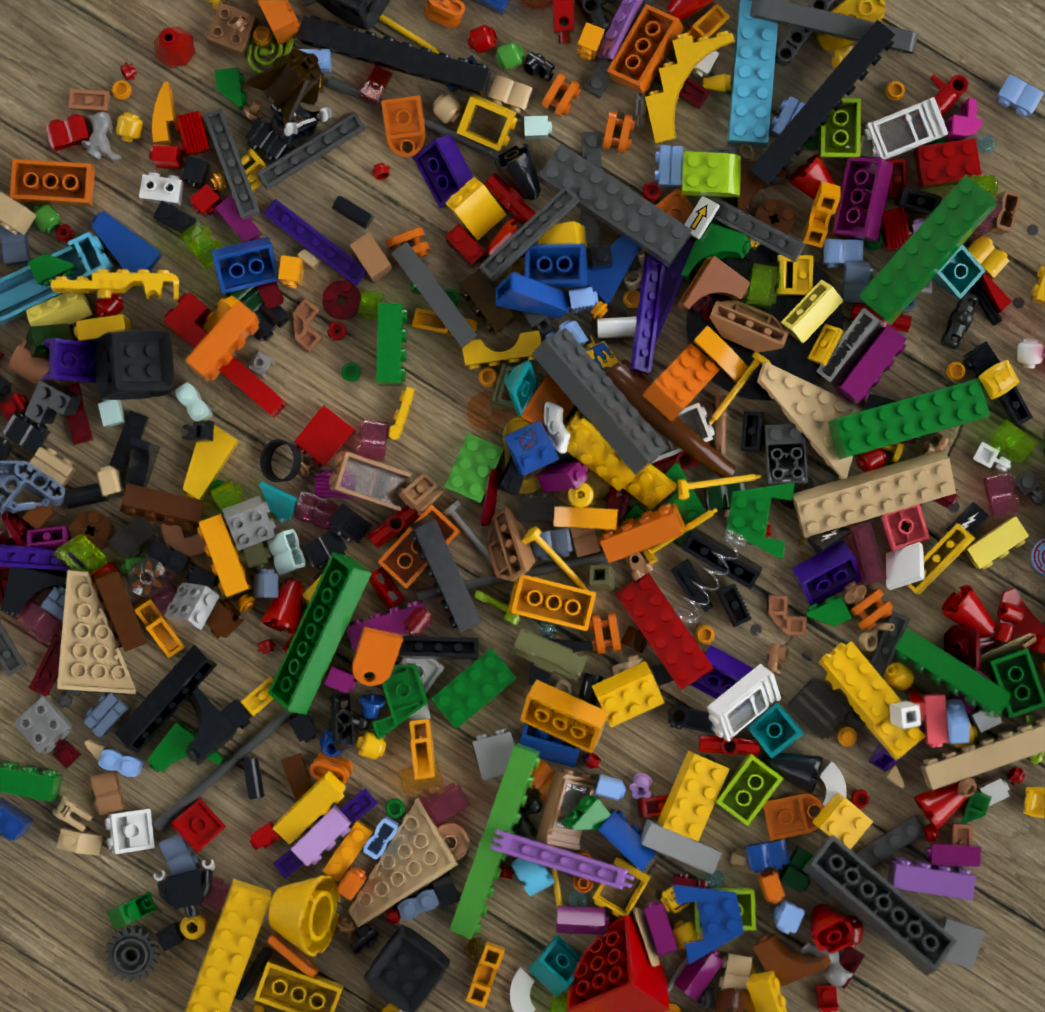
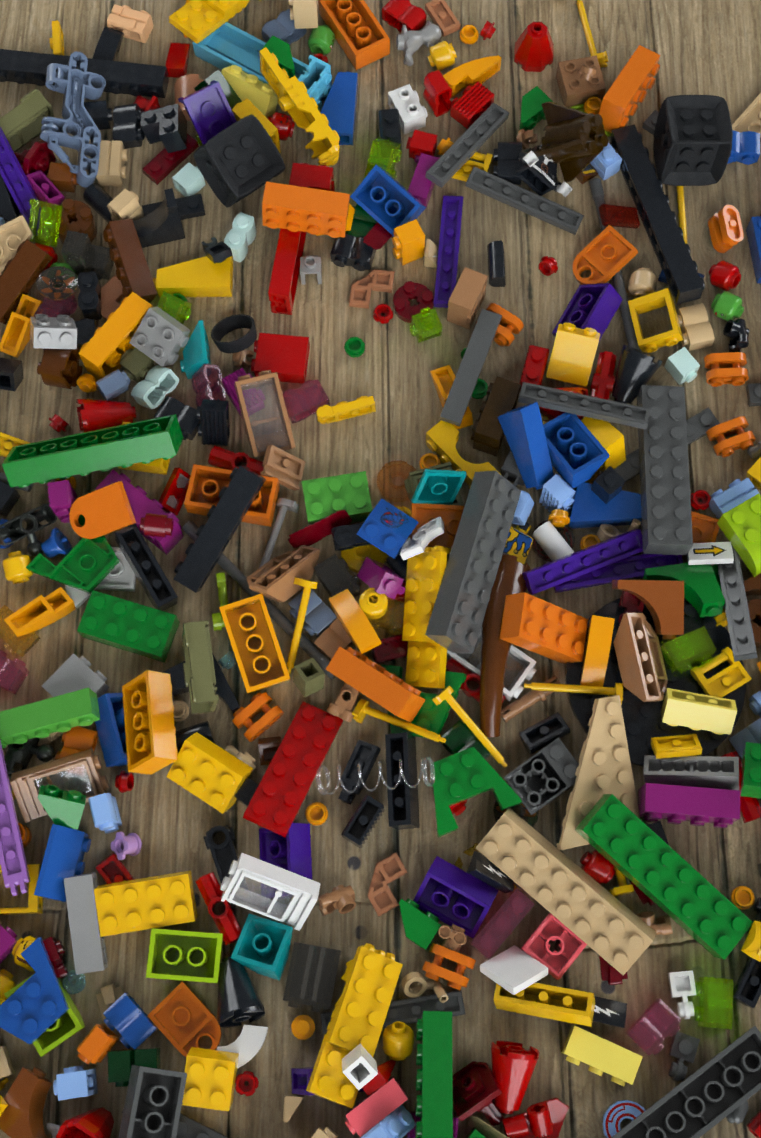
camera: 60 degrees right, 15 degrees down
(195, 172) = (441, 124): black brick -> none
(390, 344) = (400, 359): green brick -> none

